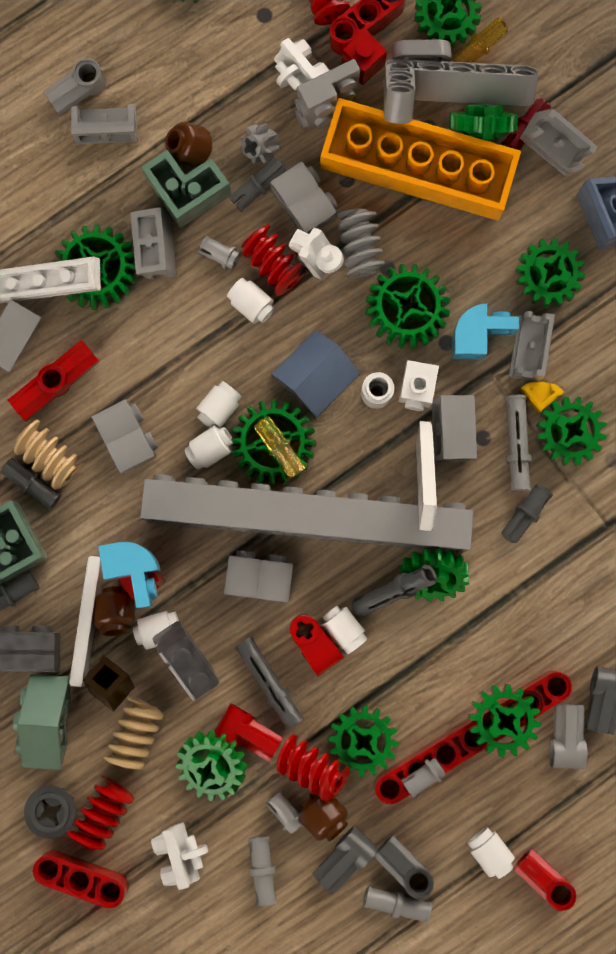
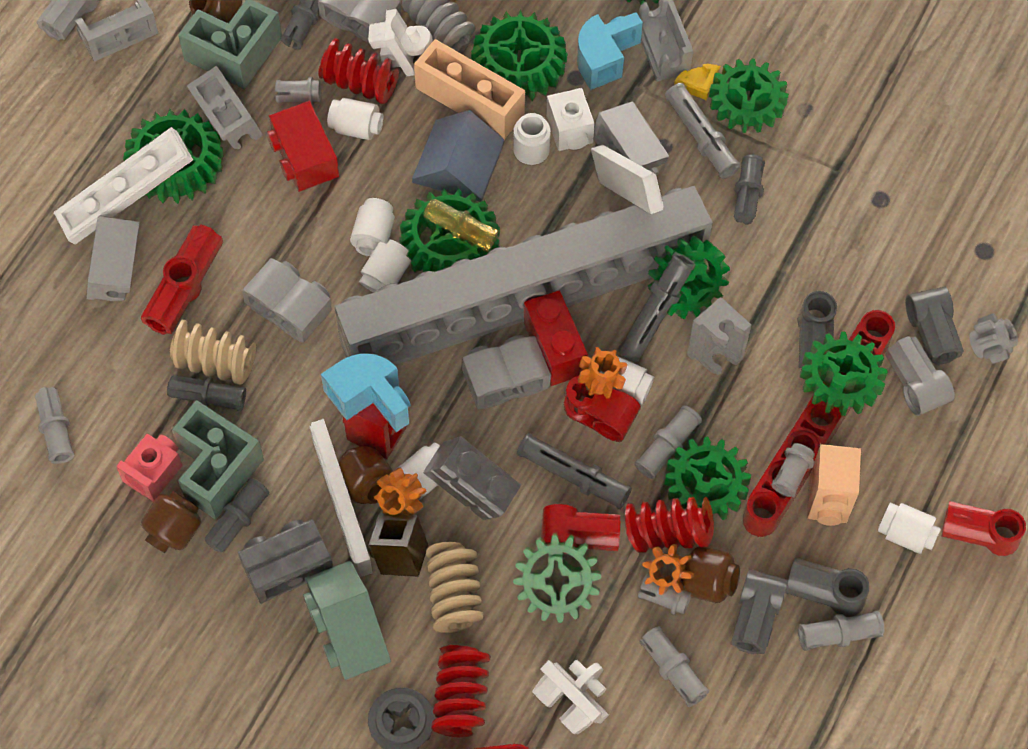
camera: 25 degrees left, 20 degrees down
(126, 648) = (400, 493): none -> orange gear
(198, 306) = (303, 145): none -> red brick
(291, 805) = (656, 565): none -> orange gear
(308, 570) = (556, 334): none -> red brick
(313, 627) = (605, 362): none -> orange gear
(350, 695) = (667, 441): none -> light grey pin
(351, 321) = (469, 86): none -> light nougat brick
(428, 631) = (721, 332): none -> light grey hinge
(450, 801) = (834, 484): none -> light nougat brick
(507, 666) = (812, 327): none -> dark grey piece

